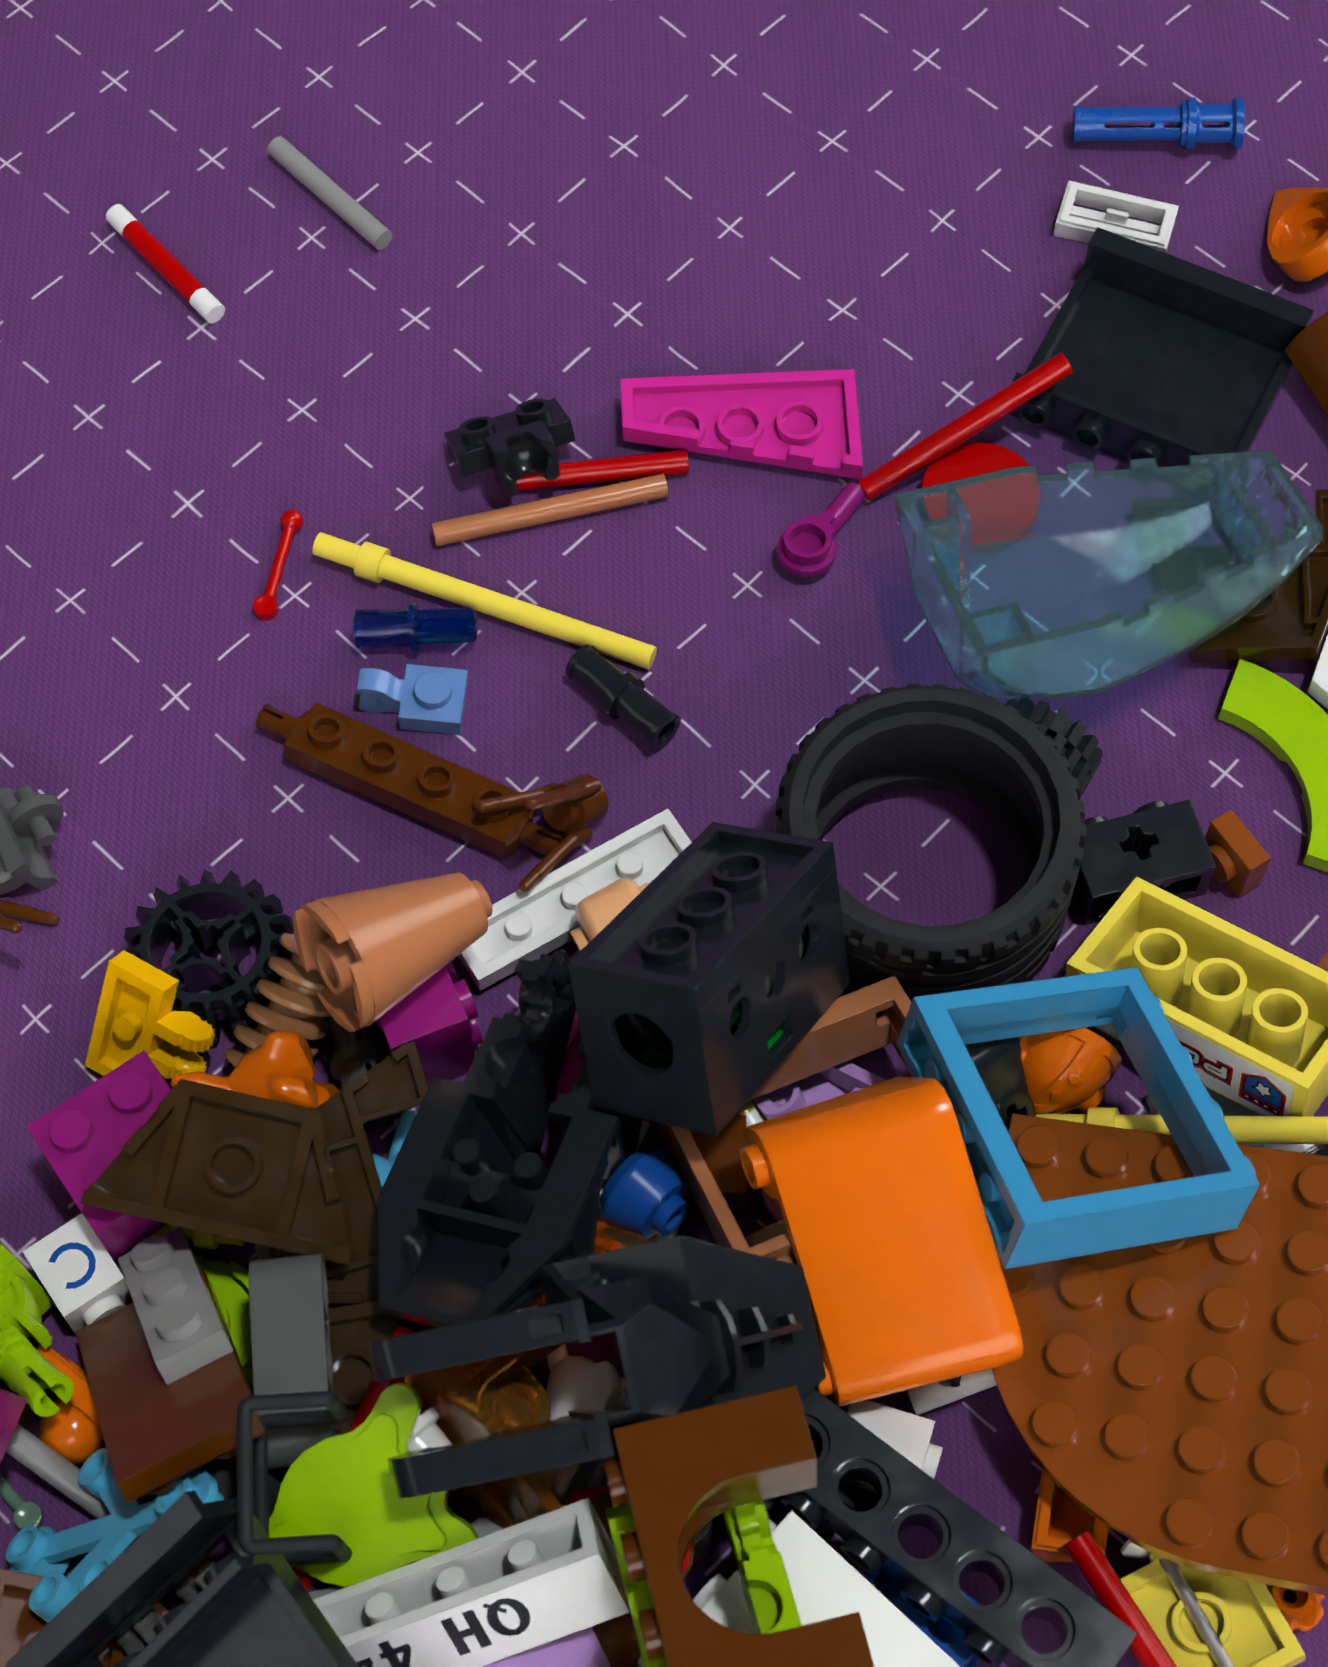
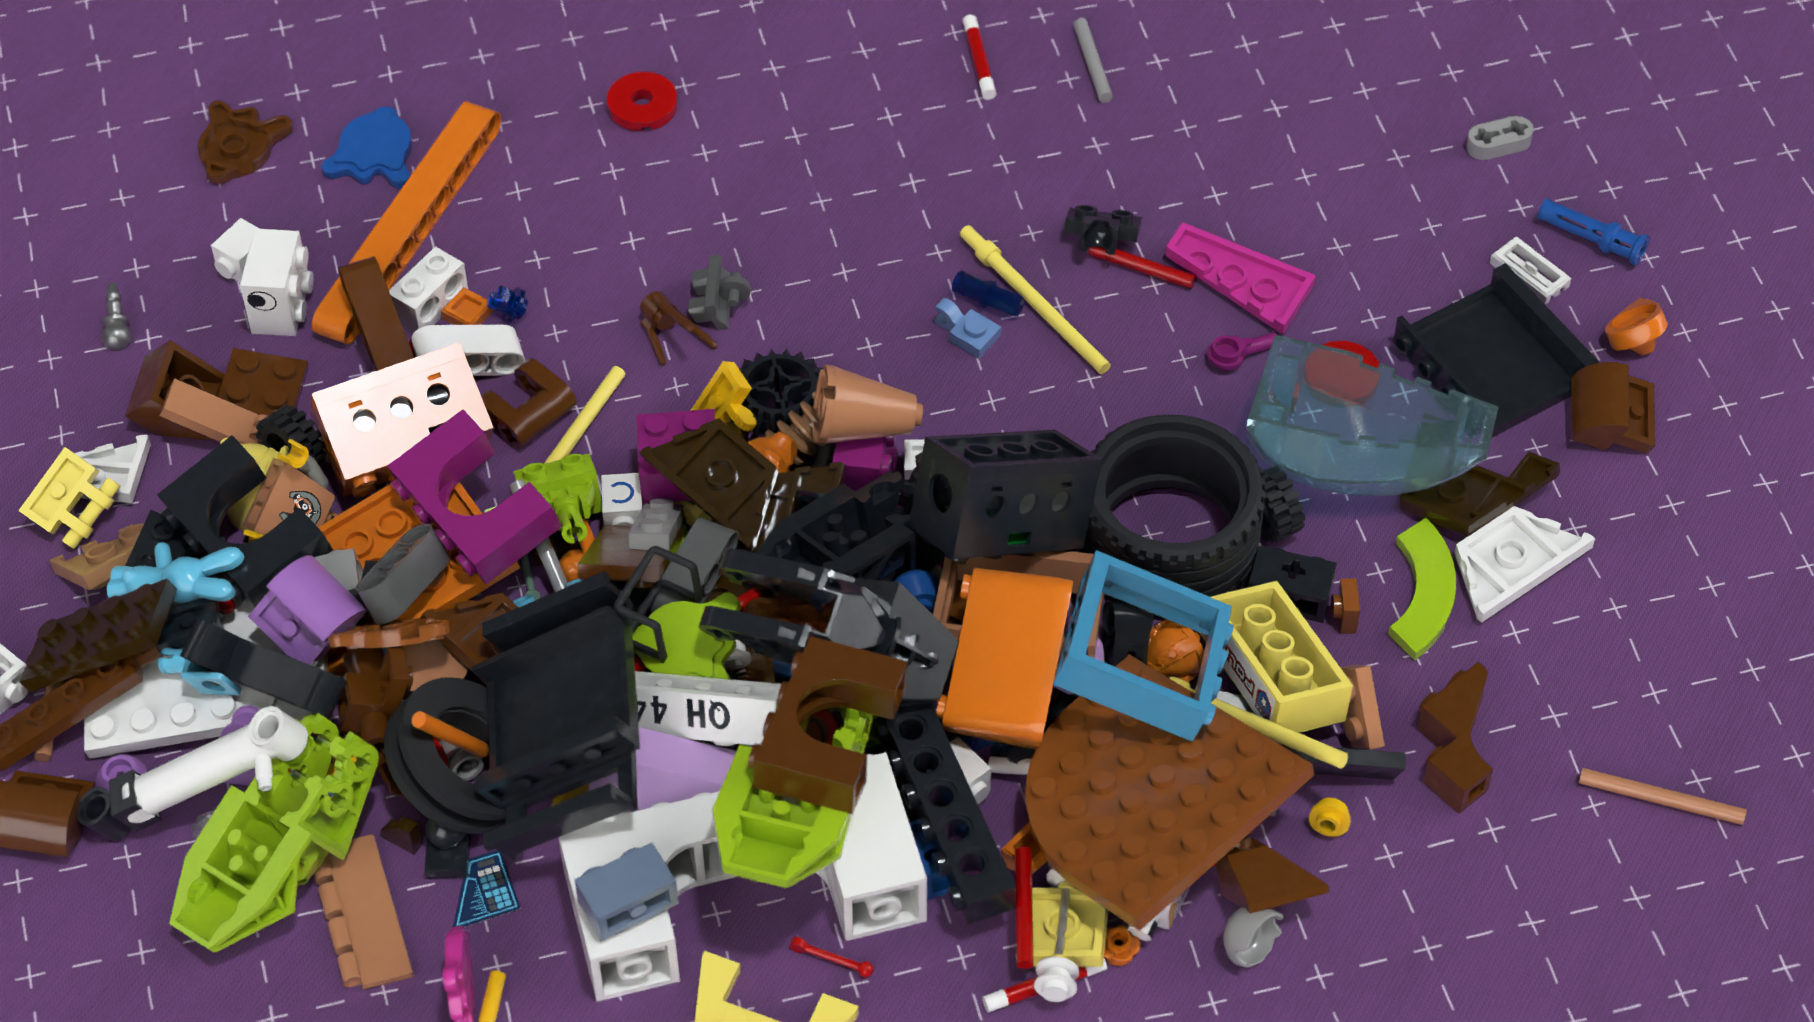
camera: 30 degrees right, 10 degrees down
(266, 605) = (918, 250): red hinge -> none
(405, 778) = (936, 365): reddish brown plate -> none
(550, 509) = (1101, 272): nougat bar -> none
(566, 807) = (1006, 412): reddish brown plant -> none
(623, 696) = (1074, 377): black pin -> none
(941, 43) = (1499, 138): none -> light grey beam
(966, 426) = (1362, 329): red bar -> none

